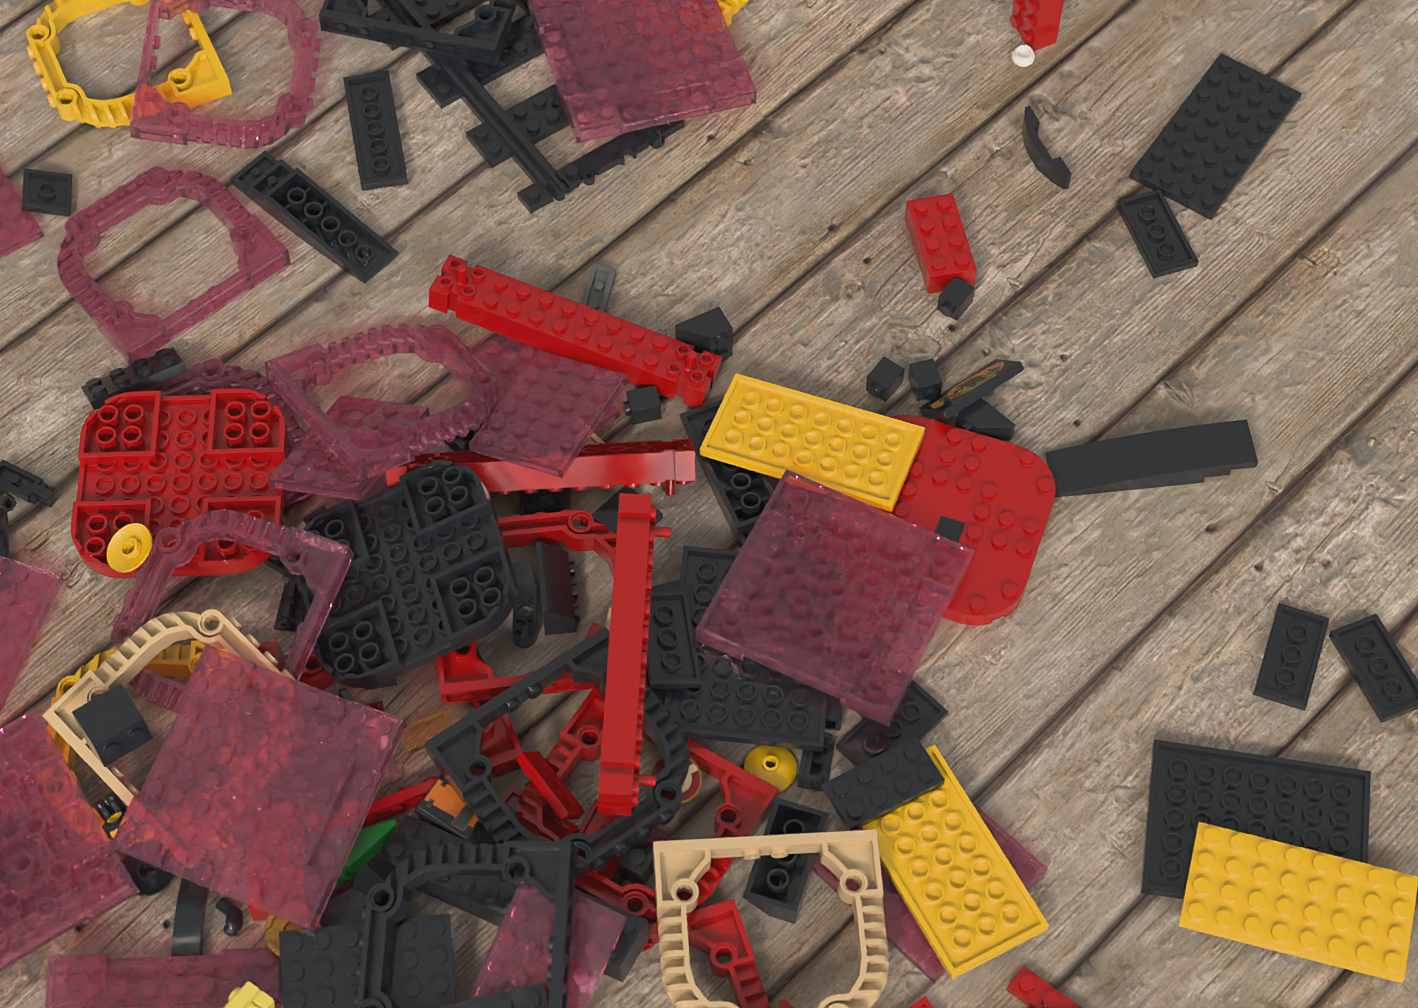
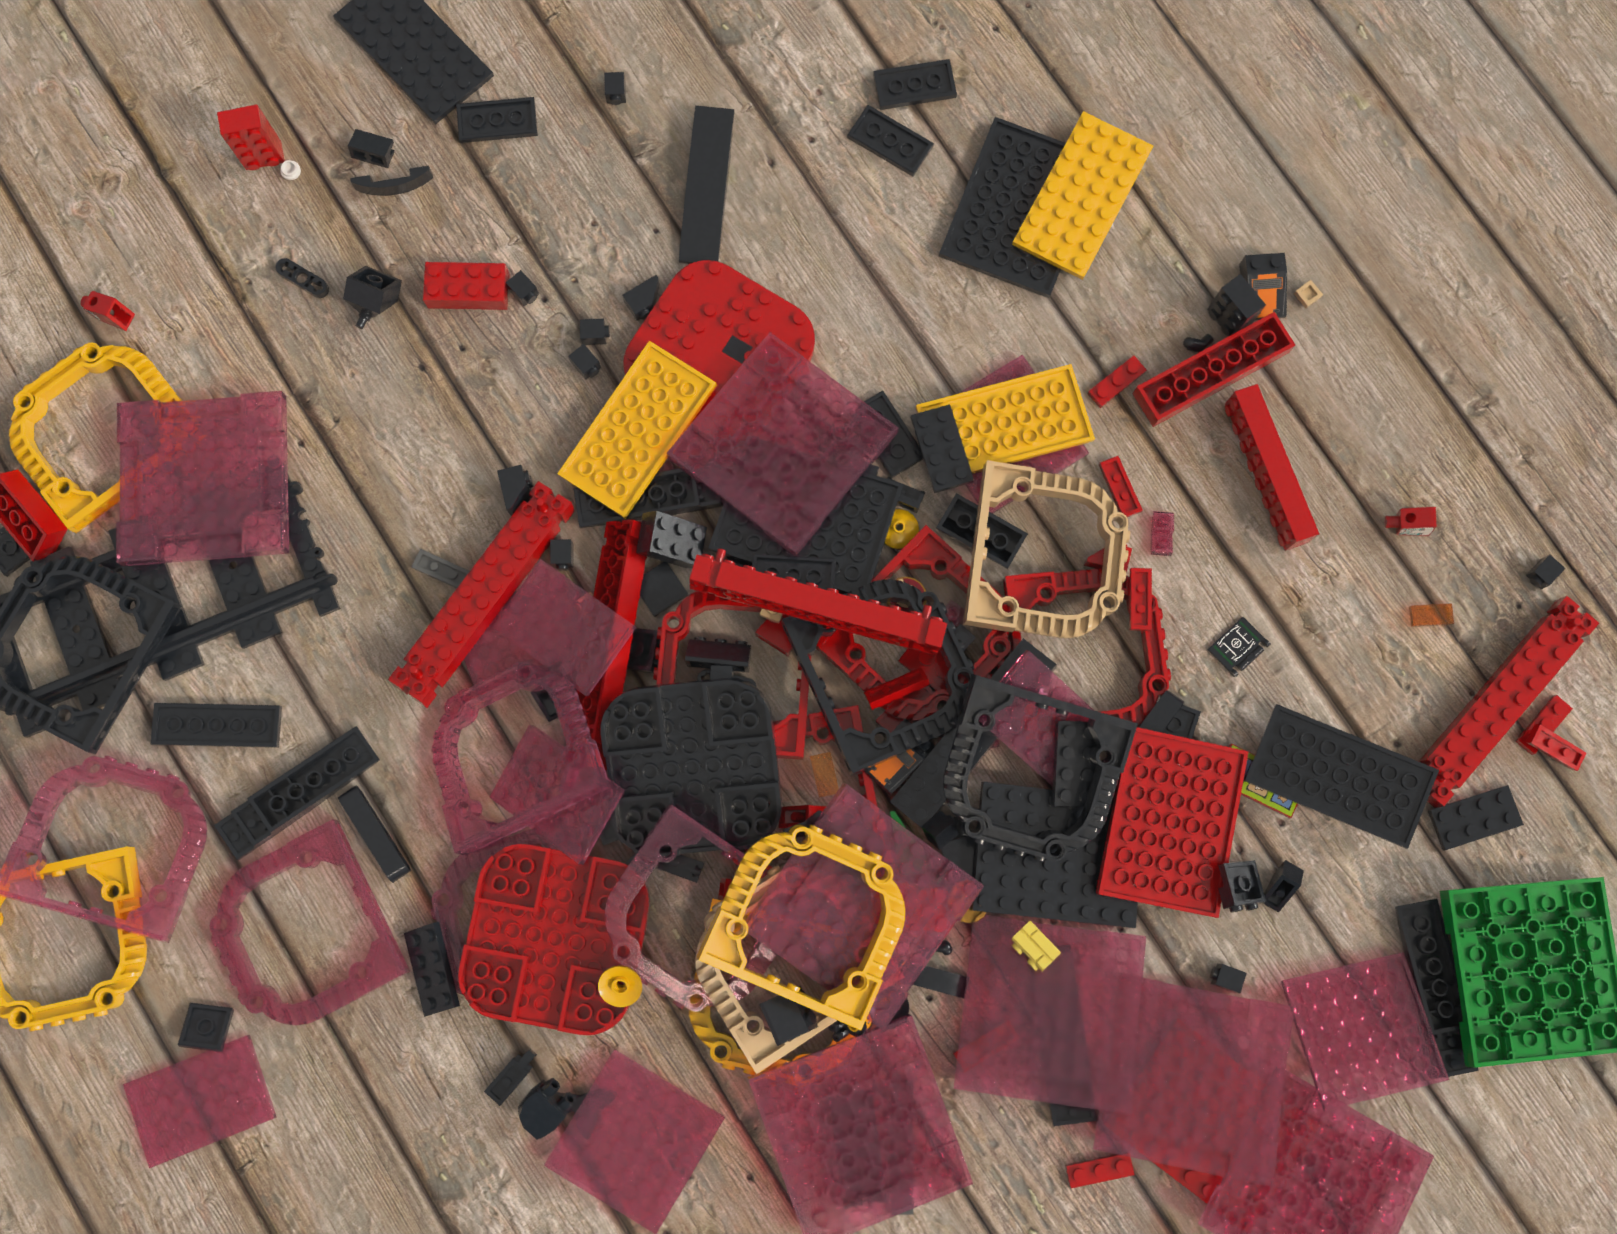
camera: 80 degrees left, 20 degrees up
(174, 621) = (846, 1002): none -> yellow arch
(279, 295) = (374, 834): none -> black beam
(684, 503) = (670, 539): none -> black brick
(900, 86) = (297, 270): none -> black beam
(900, 153) = (371, 293): none -> black piece
(971, 388) = (613, 298): black tile -> none
(1075, 121) = (371, 148): none -> black hinge
(1241, 338) = (615, 88): none -> black brick

